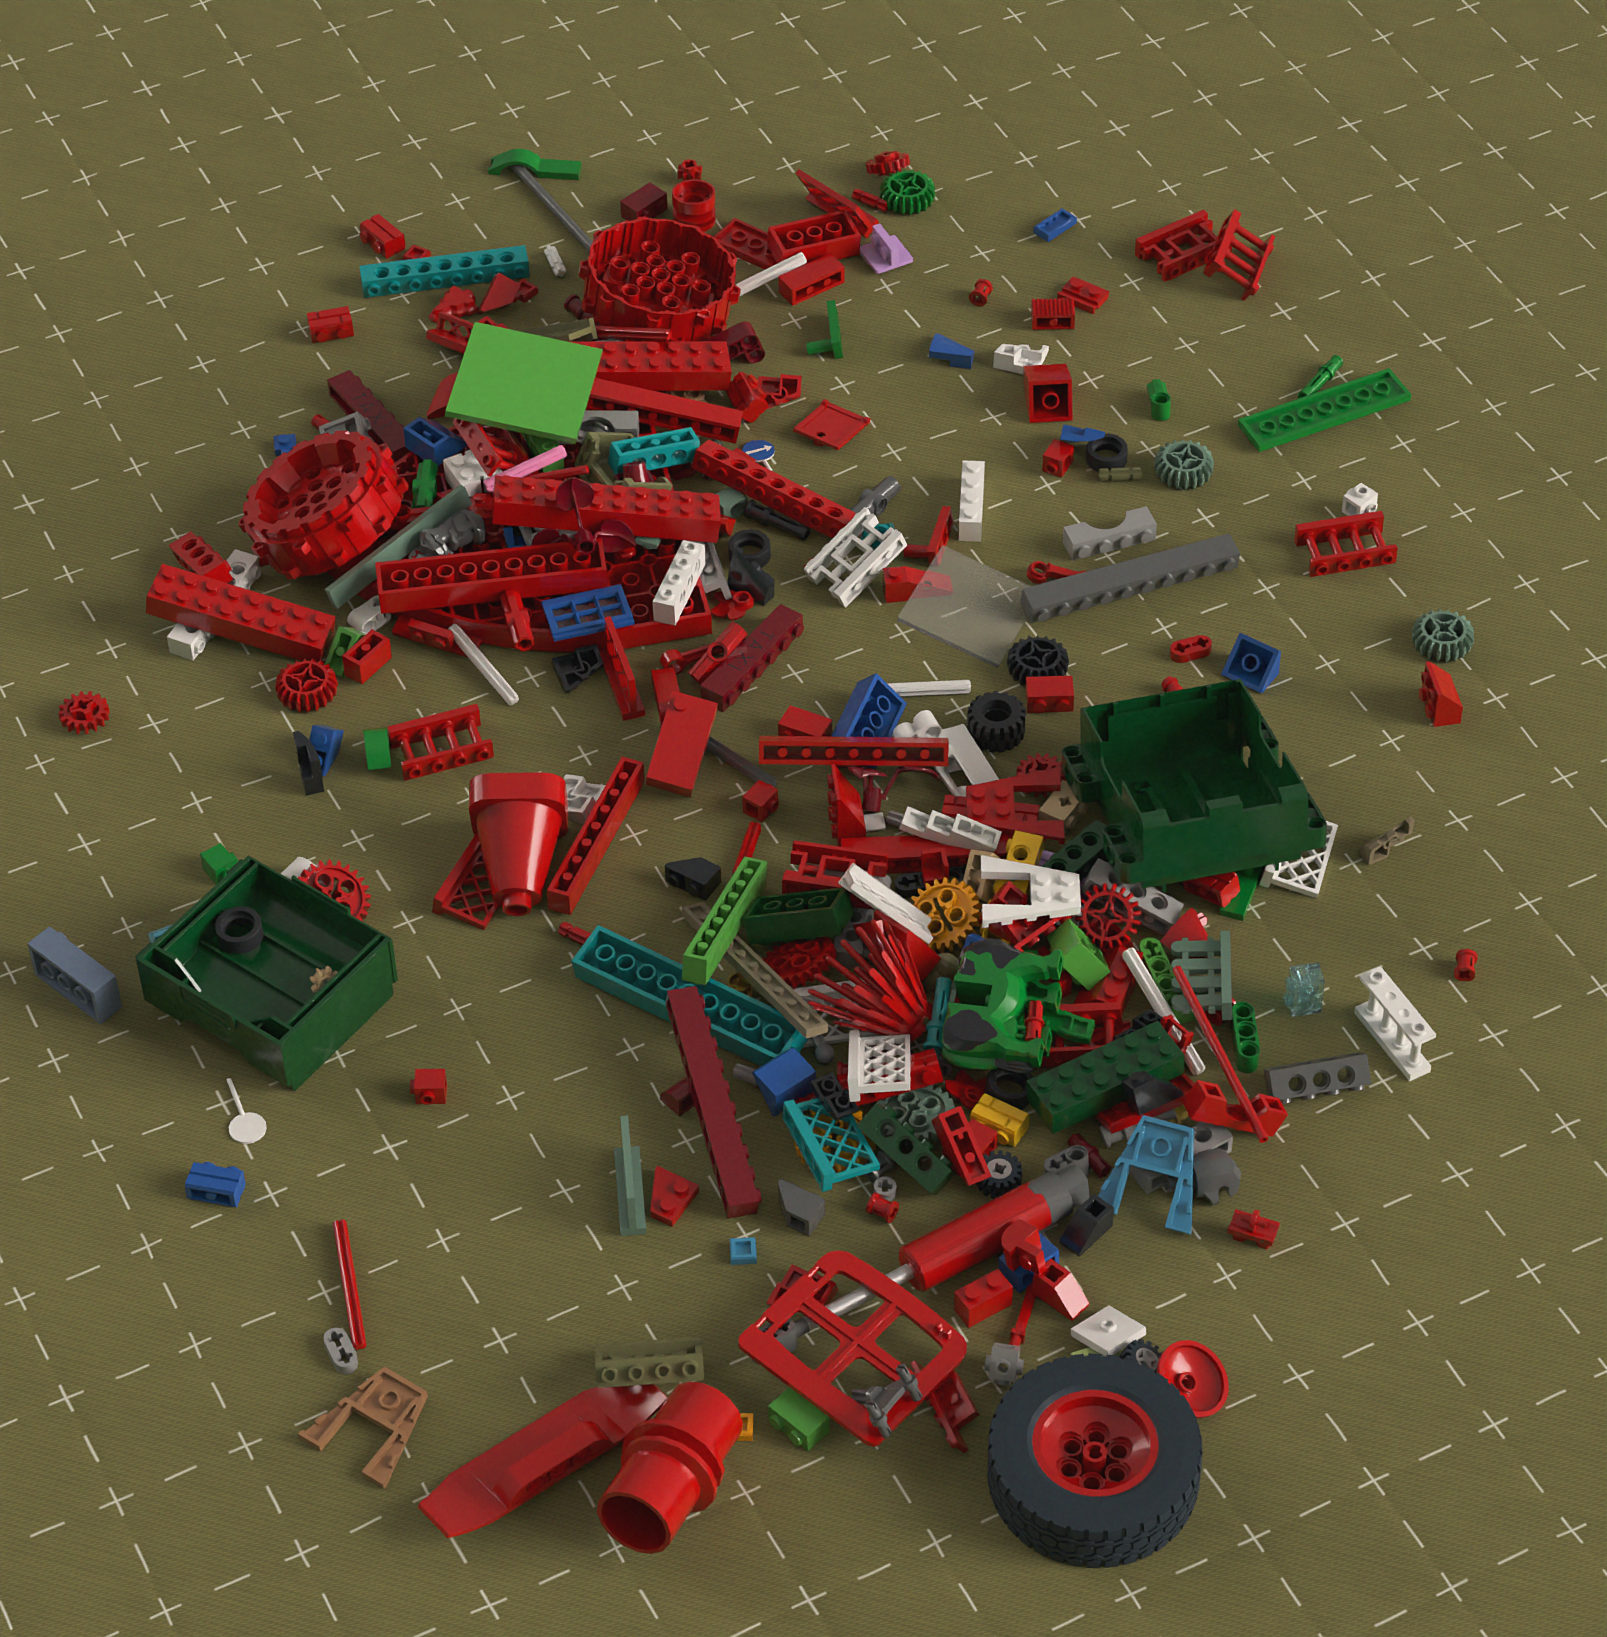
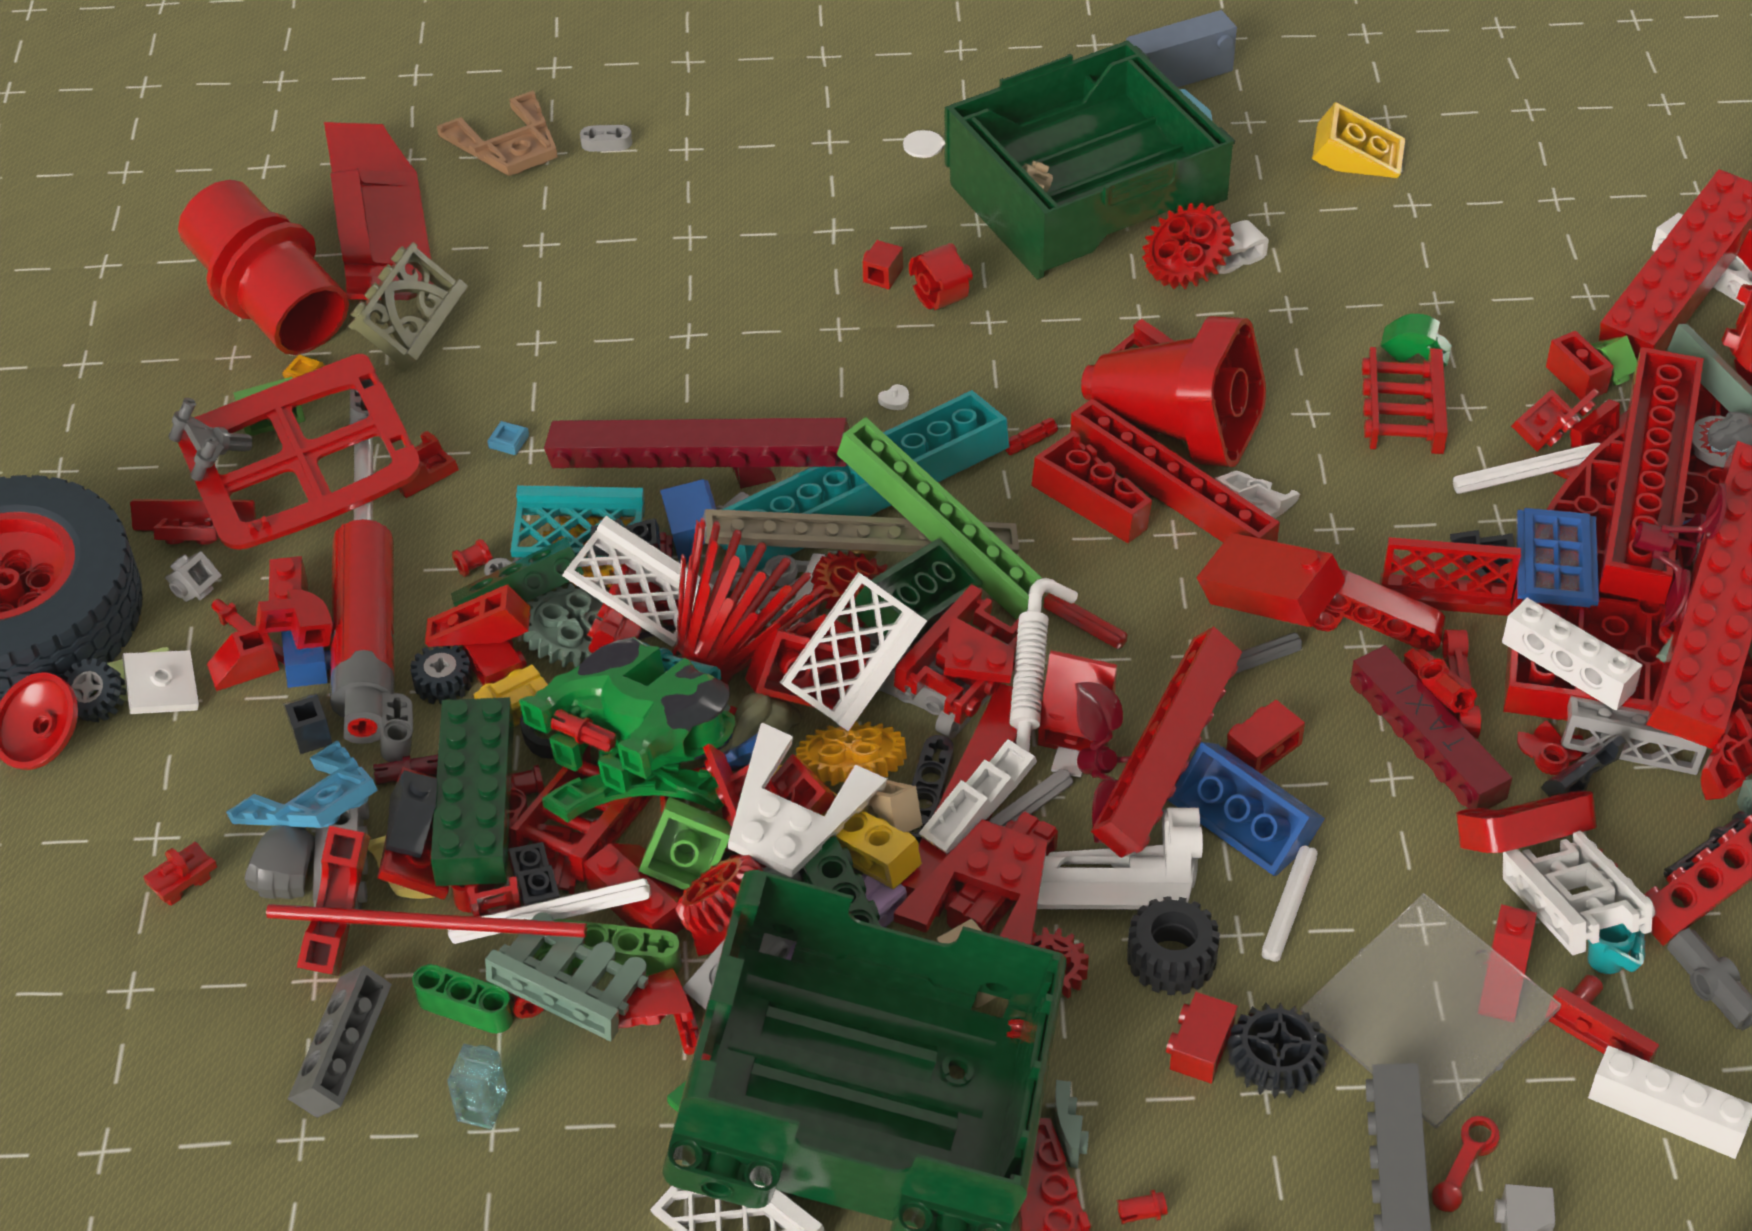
camera: 115 degrees right, 0 degrees up
(84, 712) = (1586, 142): red gear -> none
(145, 844) = (1357, 145): none -> yellow slope
(215, 1184) = (857, 99): blue brick -> none
(217, 862) = (1294, 189): green brick -> none
(234, 916) = (1148, 123): black tyre -> none
(306, 685) = (1556, 310): red gear -> none
(309, 764) = (1407, 269): black slope -> none
(327, 744) = (1443, 300): blue slope -> none
(349, 1284) = (678, 160): red axle -> none
(430, 653) = (1548, 417): none -> red bracket
(441, 1033) = (940, 277): none -> red brick
(517, 620) = (1565, 482): red piece -> none
(574, 1031) = (895, 398): none -> white piece
(625, 877) = (1091, 488): none -> red wedge
(629, 1185) = (644, 373): sand green fence -> none
(671, 1196) = (620, 402): red wing -> none
(694, 876) = (1060, 553): black slope -> none
(754, 538) = (1663, 779): black tyre -> none
(760, 801) = (1156, 652): red brick -> none
(800, 1208) = (504, 485): dark grey slope -> none
(829, 598) = (1526, 823): none -> red beam
(831, 830) = (1031, 659): none -> white piece
(842, 852) = (976, 654): none -> red wing
(934, 865) = (931, 773): red panel -> none
(1395, 1023) = (350, 1177): white fence -> none

